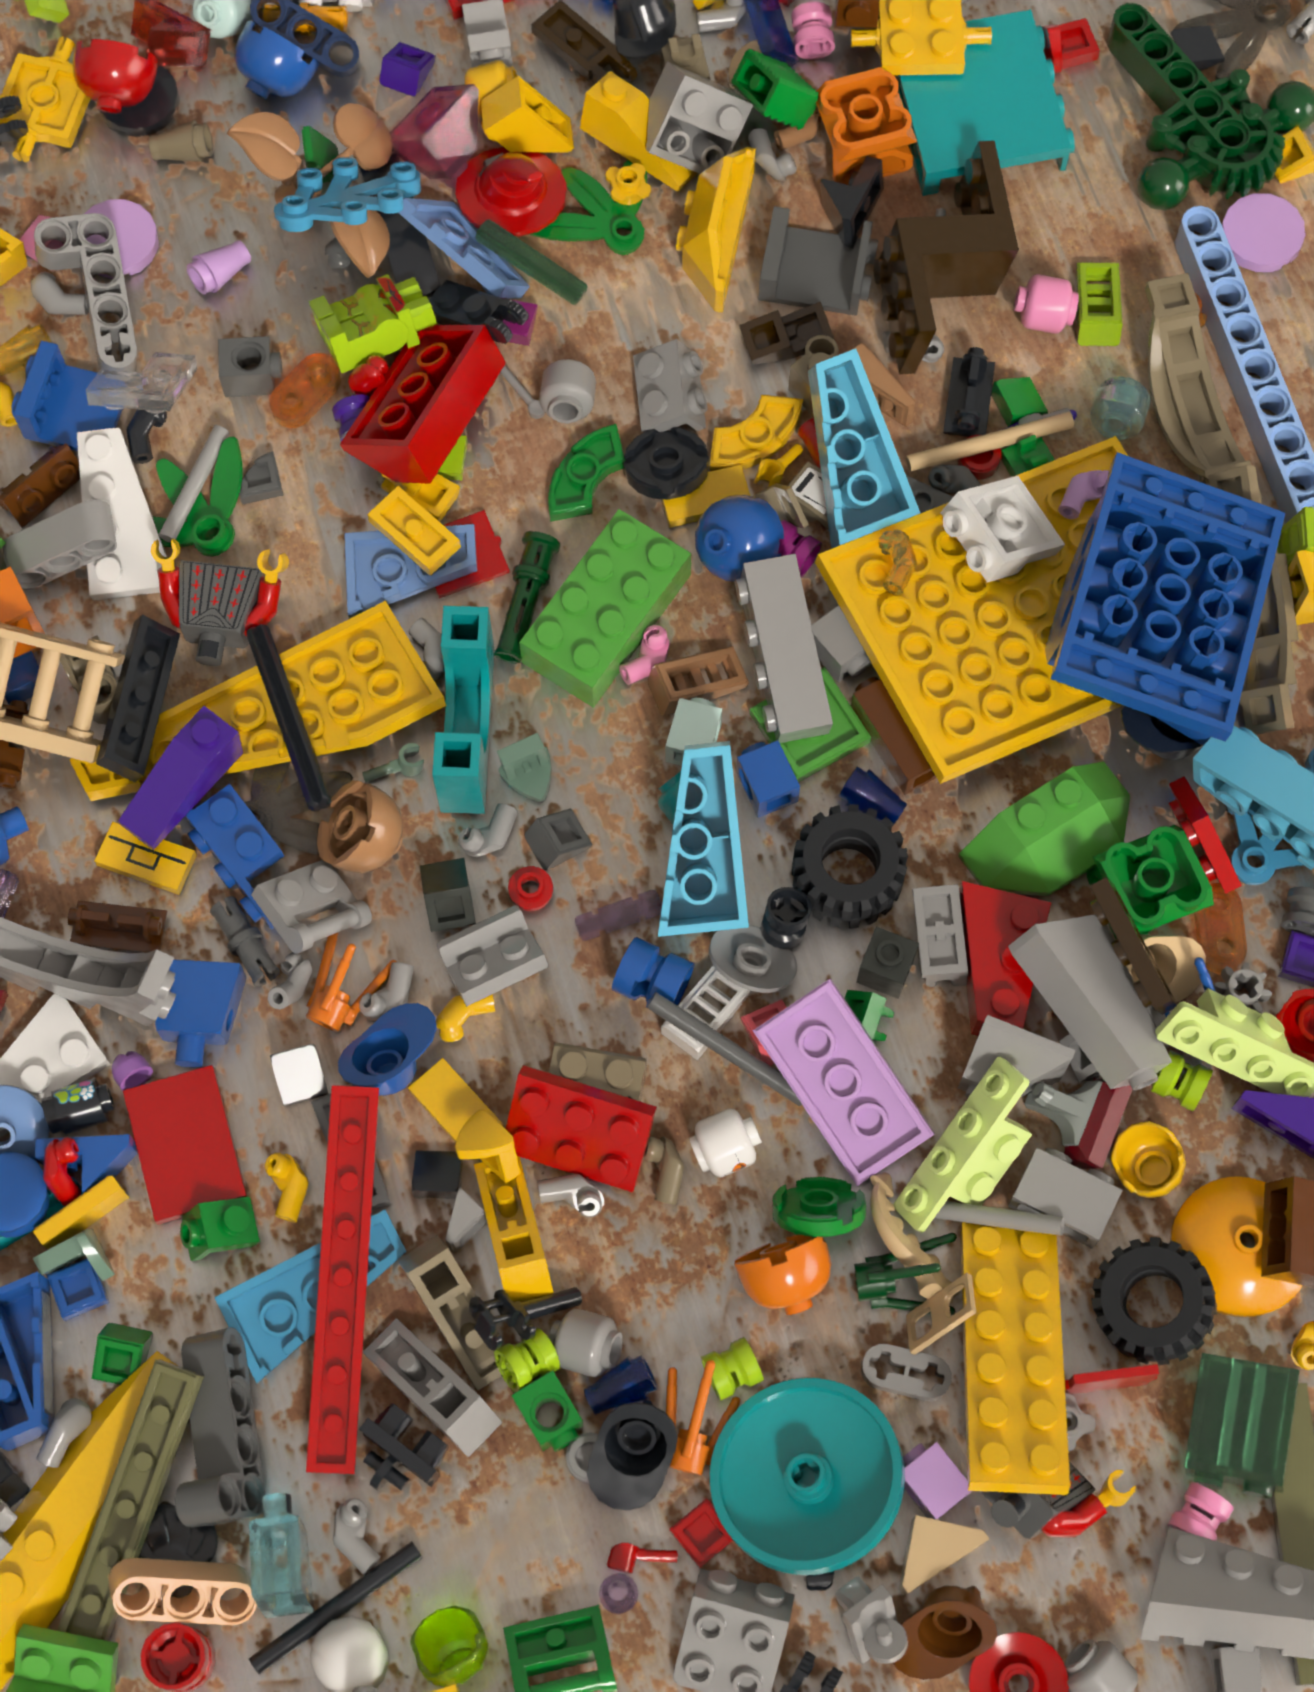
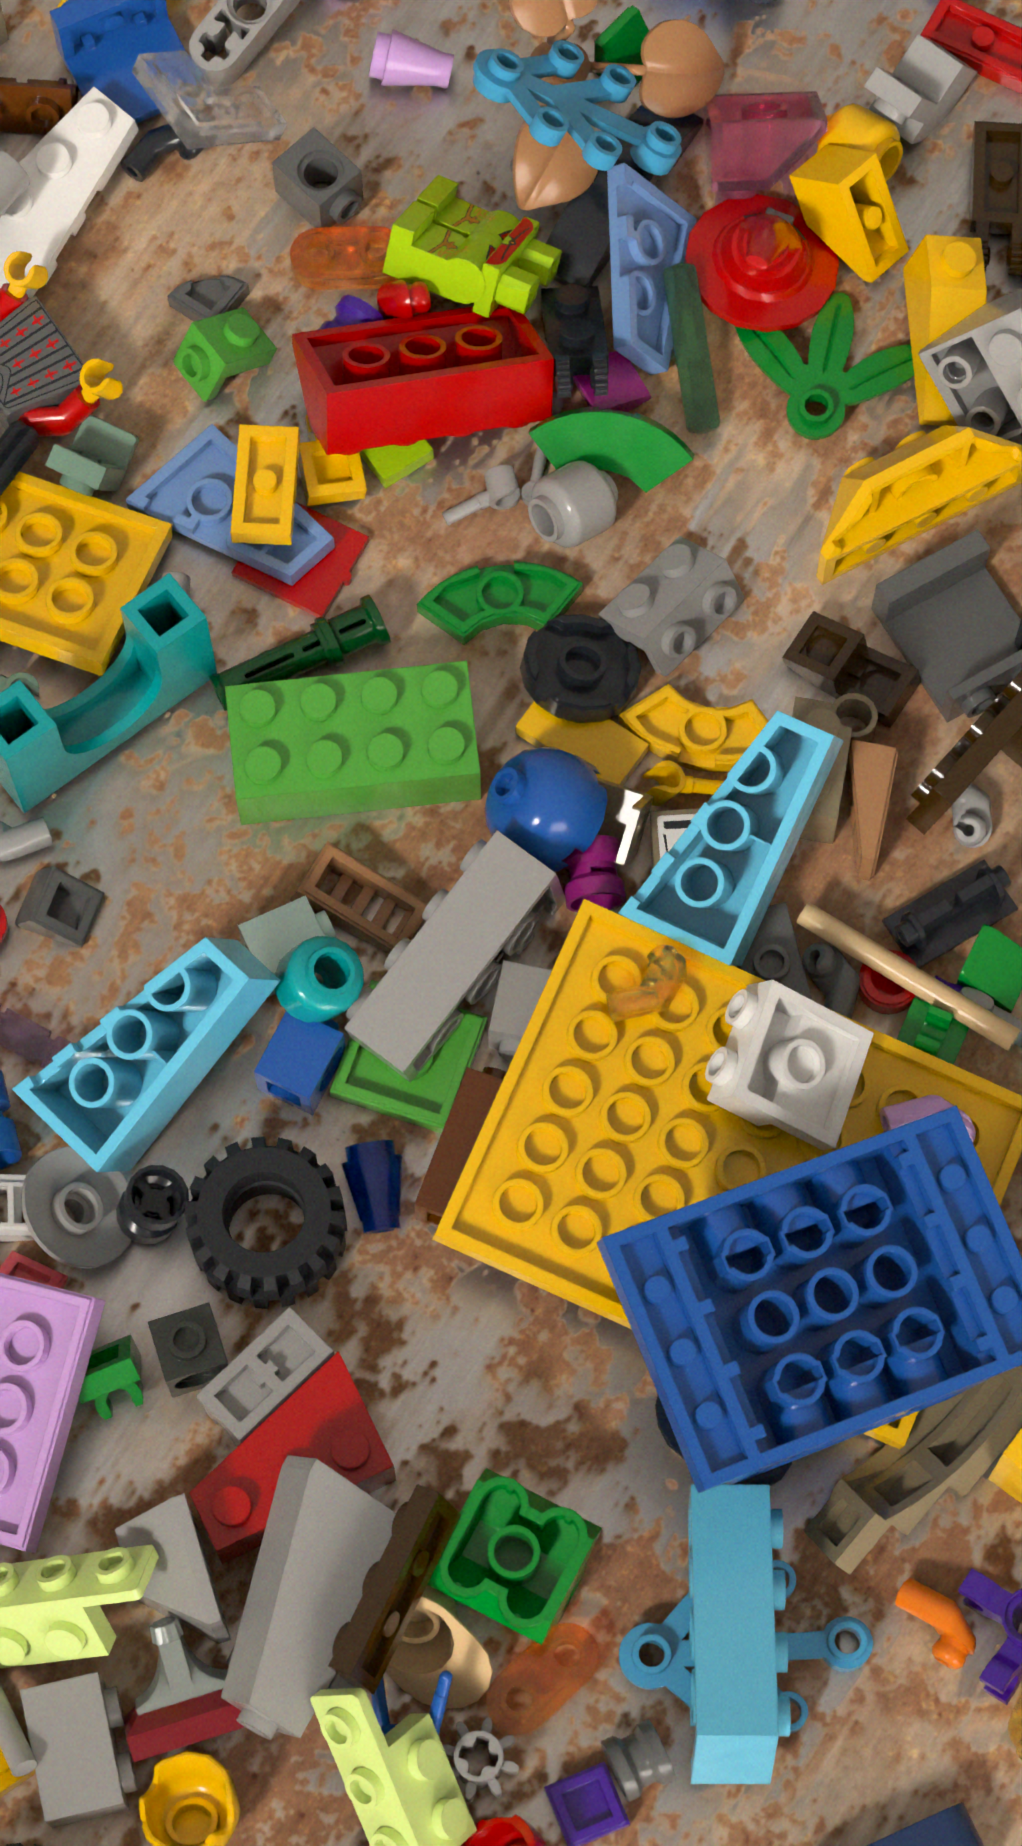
camera: 50 degrees right, 0 degrees up
(193, 484) = (142, 240): light grey bar -> none
(206, 520) = (109, 293): green plant -> none
(301, 497) = (220, 349): none -> bright green bracket
(306, 608) = (95, 458): none -> sand green bracket
(406, 68) = (812, 47): dark purple slope -> none
(522, 422) = (501, 494): none -> light grey hand
(527, 767) = (107, 812): sand green tile -> none
(550, 341) = (613, 442): none -> green tile
(625, 192) = (863, 378): yellow plate -> none
(652, 651) = (348, 832): bright pink arm -> none
(743, 722) = (319, 979): none -> teal head
(1051, 833) = (500, 1408): bright green wedge -> none
(1191, 1085) = (315, 1789): lime wheel -> none
(1200, 830) = (618, 1564): red plate -> none

